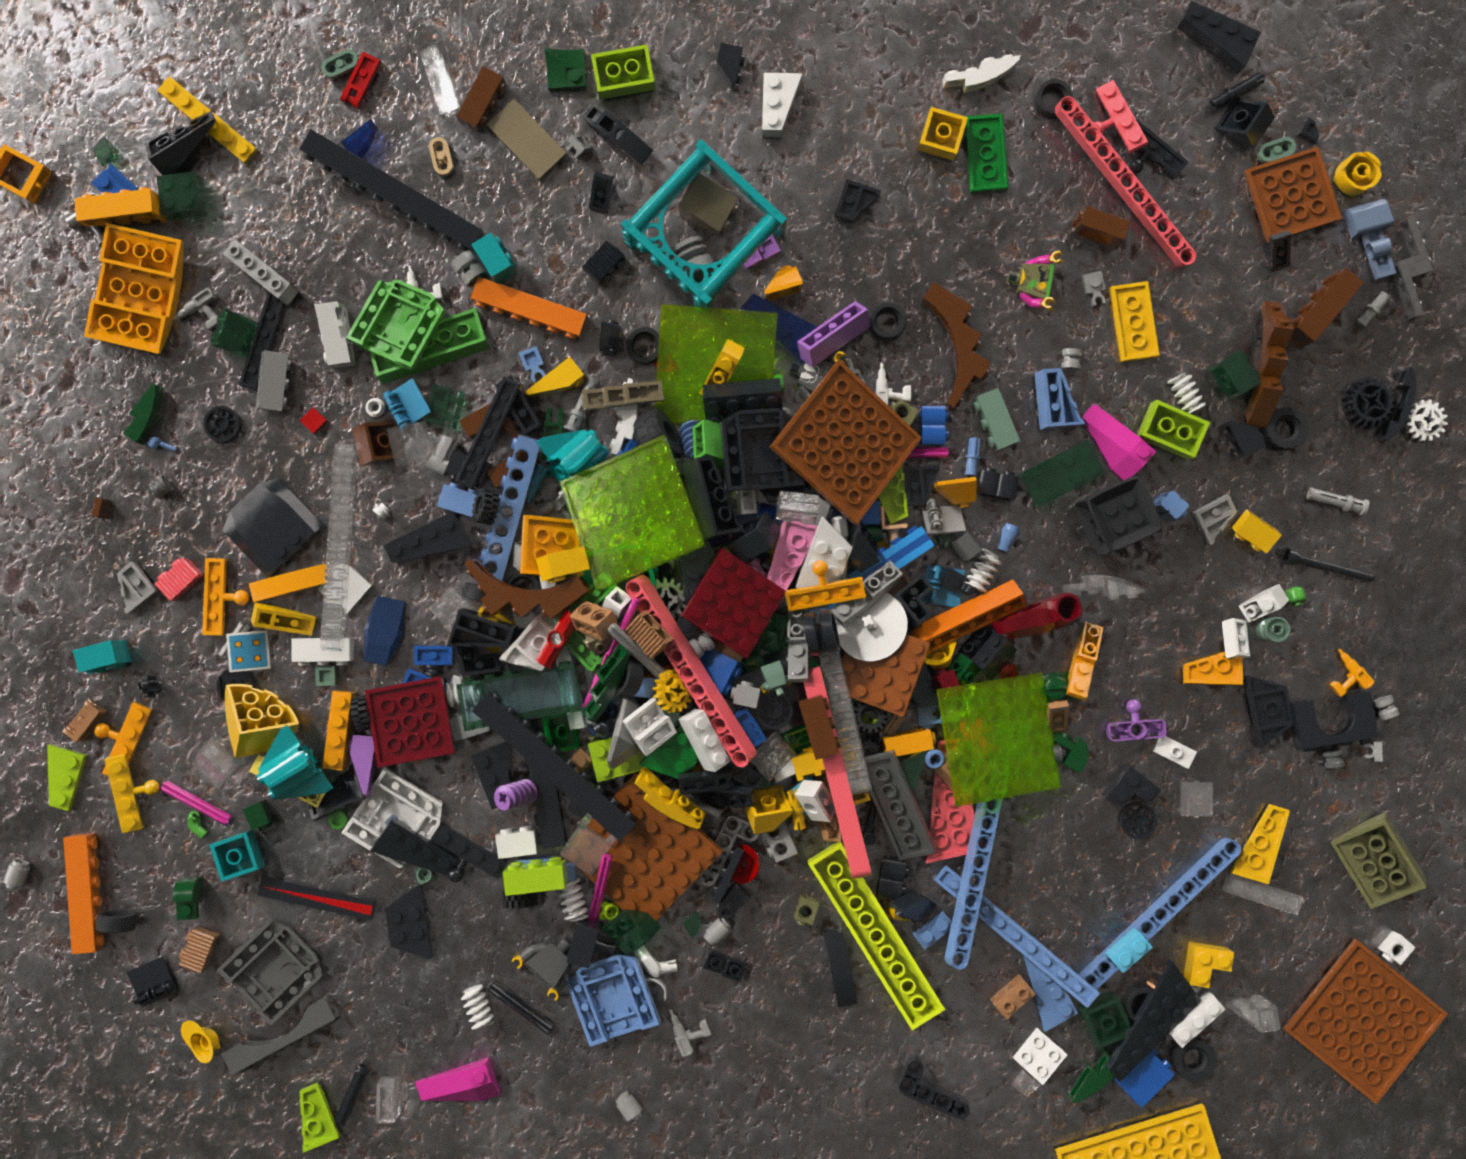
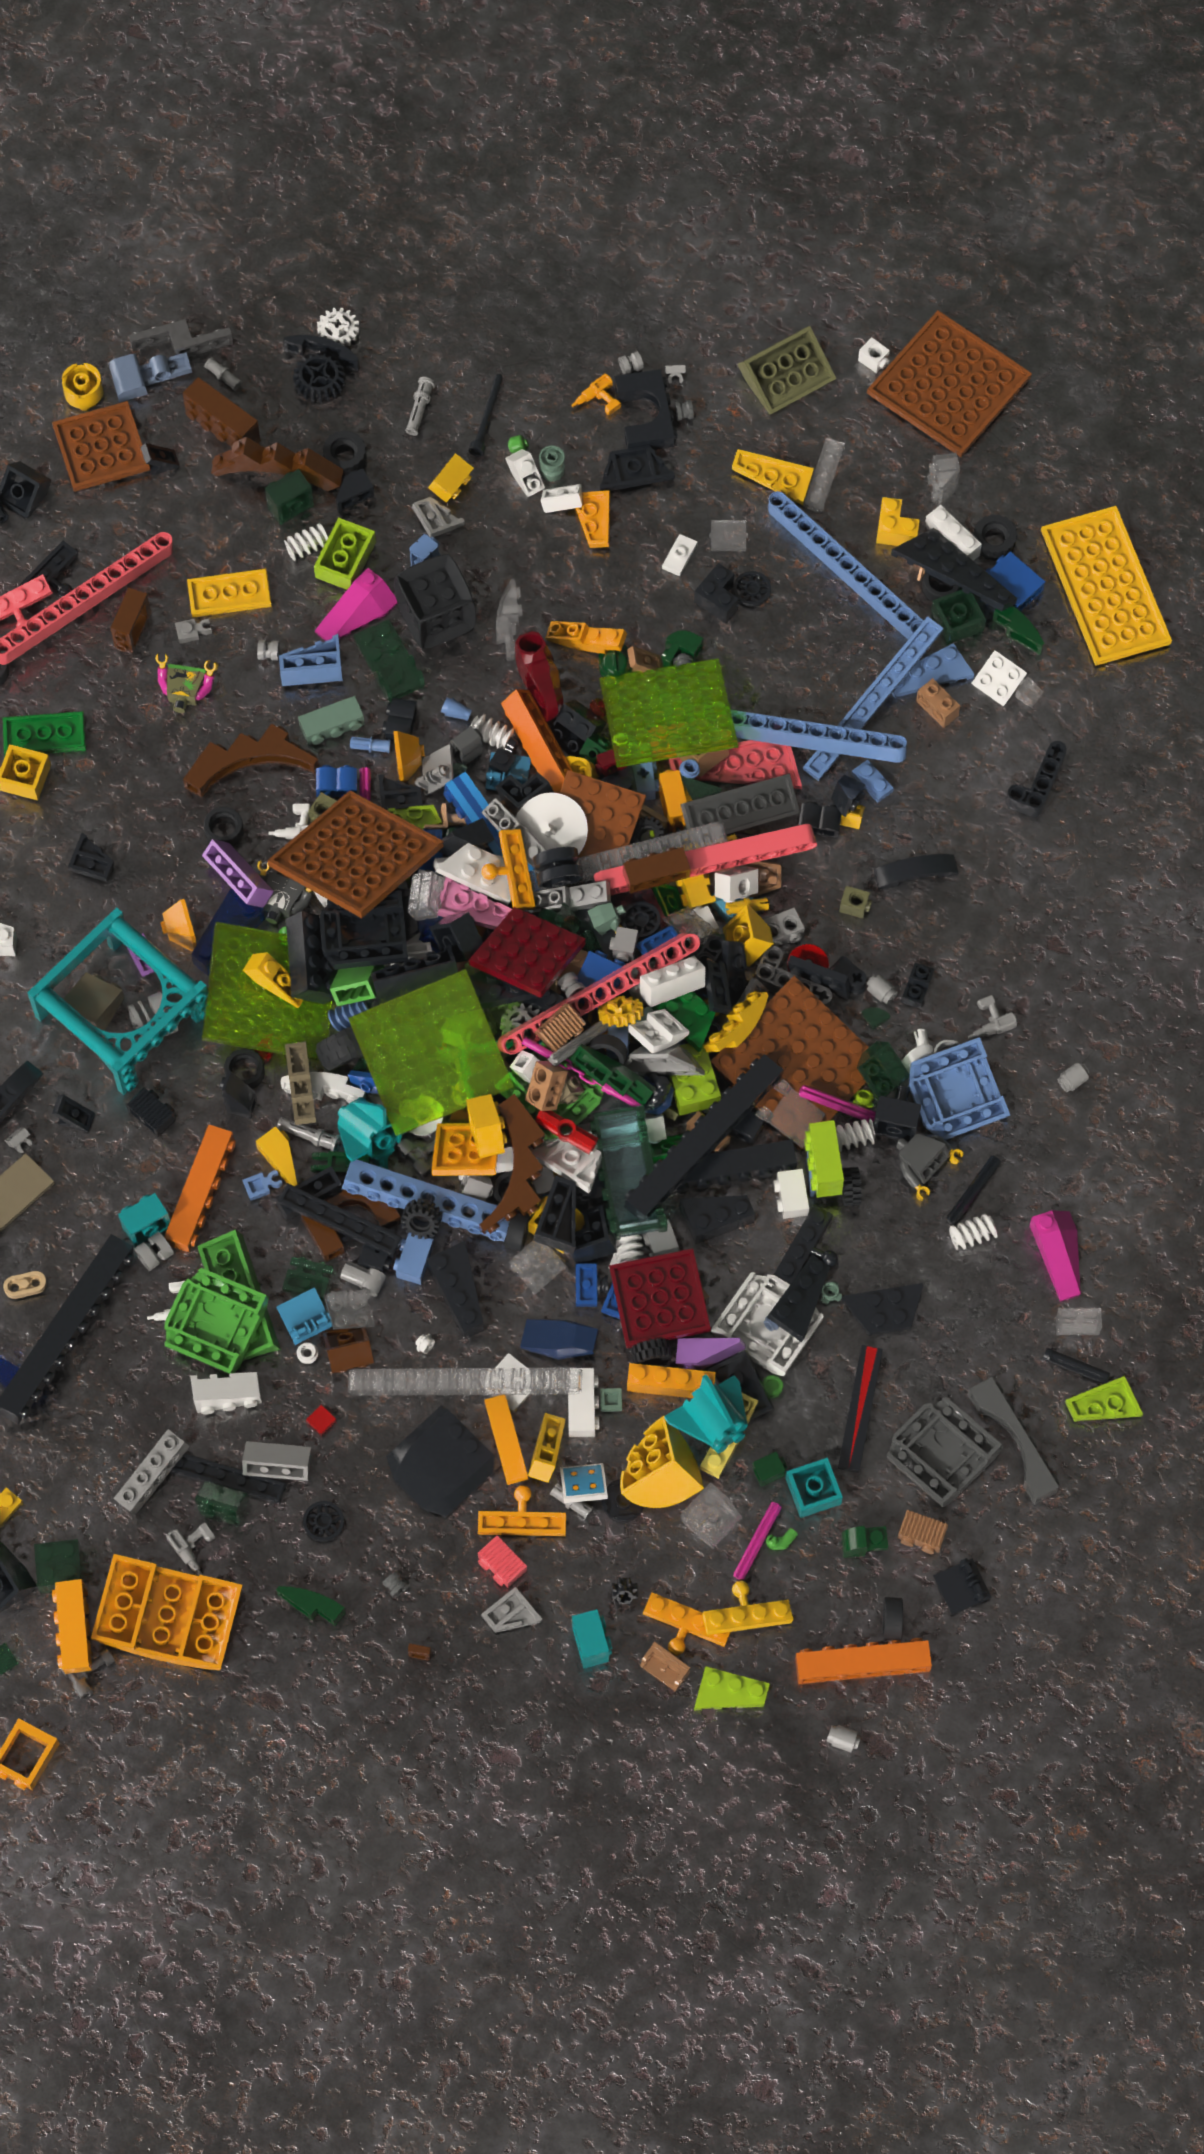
camera: 90 degrees left, 20 degrees down
(112, 181) = (41, 1647): blue plate -> none
(154, 442) = (343, 1593): medium blue hand -> none
(200, 1040) = (1024, 1525): yellow piece -> none
(515, 794) = (737, 1183): medium lavender piece -> none
(876, 936) = (877, 832): neon yellow brick -> none
(1124, 729) = (657, 599): medium lavender piece -> none
(1128, 950) = (882, 590): medium azure brick -> none
(1275, 150) = (53, 462): sand green plate -> none
(1309, 131) = (34, 431): black tile -> none

